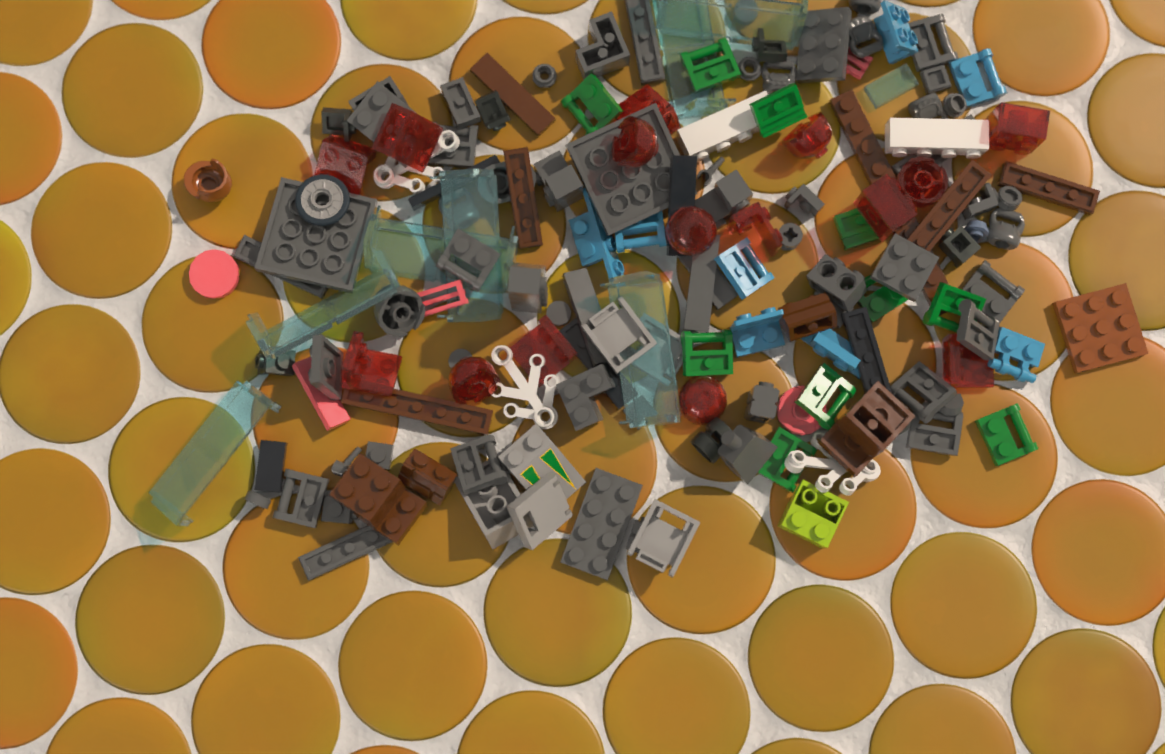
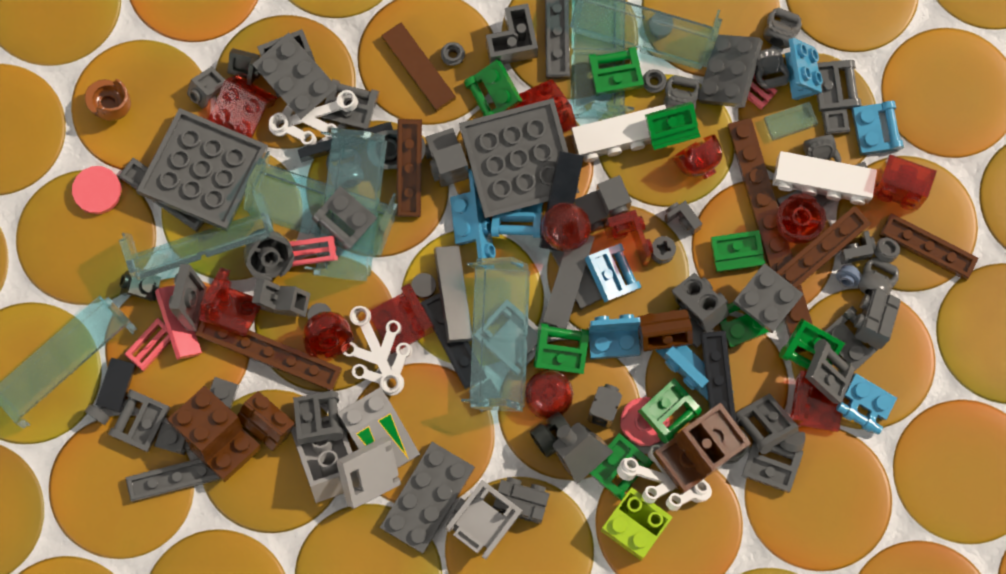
camera: 10 degrees right, 5 degrees down
(278, 433) = (155, 353): none -> coral tile
(303, 151) = (205, 86): none -> dark grey bracket
(322, 185) = (209, 123): wheel -> none
(339, 468) = (182, 397): dark grey hand -> none
(407, 137) = (307, 90): clear red bracket -> none
(419, 352) = (281, 299): none -> dark grey brick
(460, 103) = (365, 66): dark grey plate -> none
(492, 111) = (395, 79): pearl dark grey bracket -> none
(528, 287) = (396, 254): dark grey wedge -> none
(579, 395) = (428, 368): dark grey brick -> none
(616, 331) = (474, 312): light grey container -> none
(635, 144) = (526, 134): clear red cylinder -> none
(703, 509) = (529, 499): none -> dark grey brick
(711, 170) = (598, 173): dark grey hand -> none
(769, 50) = (674, 66): pearl dark grey bracket -> none
(885, 207) = (759, 236): clear red brick -> none
(954, 105) = (849, 150): dark grey plate -> none
(966, 244) = (837, 288): pearl dark grey brick -> none
(998, 436) = (835, 481): green plate -> none
(1013, 268) = (877, 318): none -> dark grey brick
(1100, 328) = (955, 392): dark orange plate -> none

